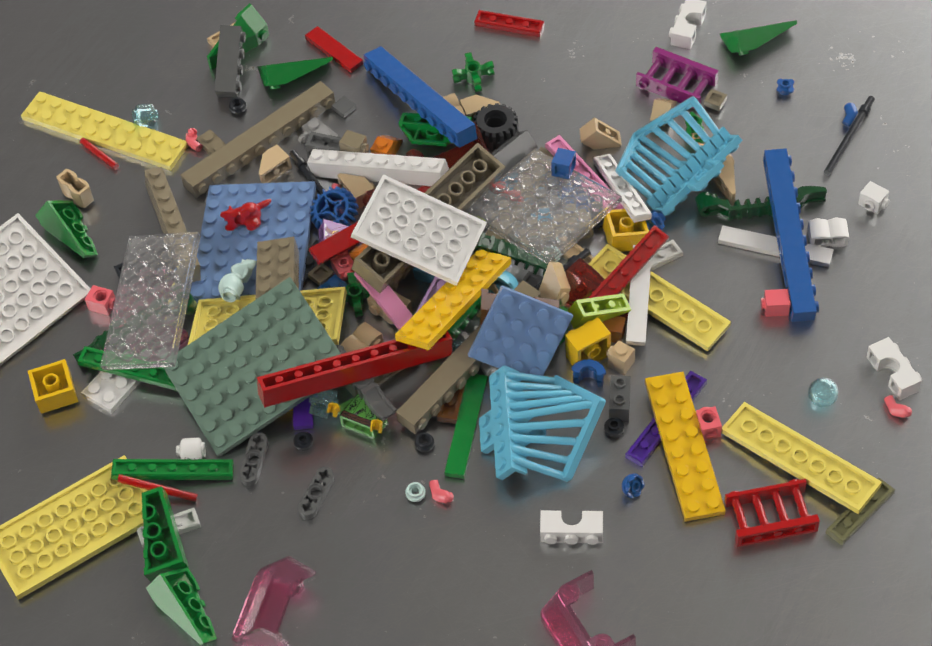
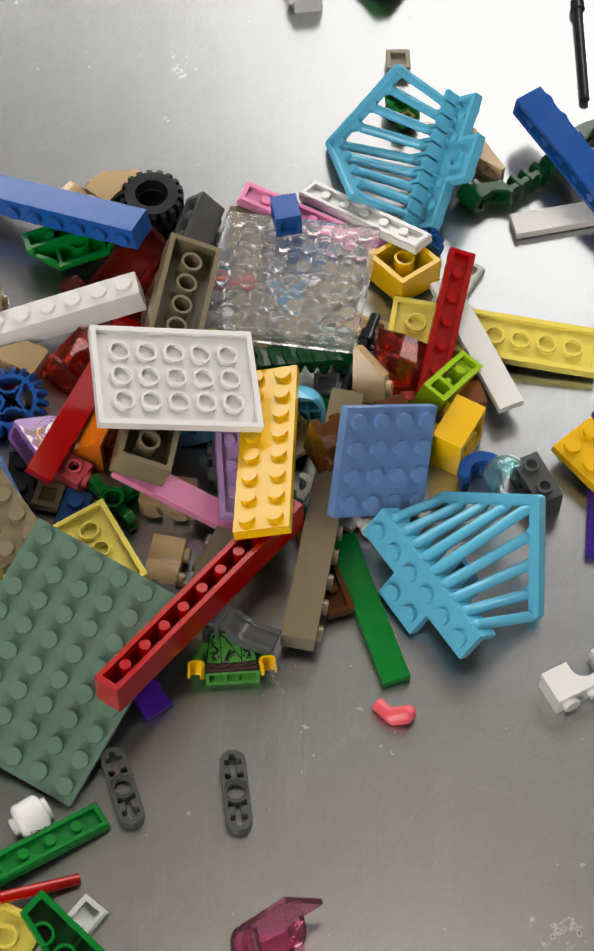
camera: 35 degrees left, 5 degrees up
(303, 445) = (172, 738): black plate -> none
(320, 402) = (174, 673): clear light blue brick -> none
(386, 145) = (23, 287): orange slope -> none
(415, 487) = (366, 720): light aqua plate -> none
(424, 437) = (330, 649): black plate -> none
(473, 72) = (73, 144): green pin -> none
(509, 23) = (75, 63): red tile -> none
(594, 377) = (500, 469): none -> clear light blue hair
(599, 135) = (288, 162): tan slope -> none
(614, 431) = (555, 530): black plate -> none
(621, 357) = (502, 432): tan brick -> none
(661, 106) = (344, 98): tan slope -> none
(681, 65) = (335, 34): magenta fence -> none
(785, 86) = (468, 12): blue plate -> none
(851, 113) = (565, 13): blue arm -> none

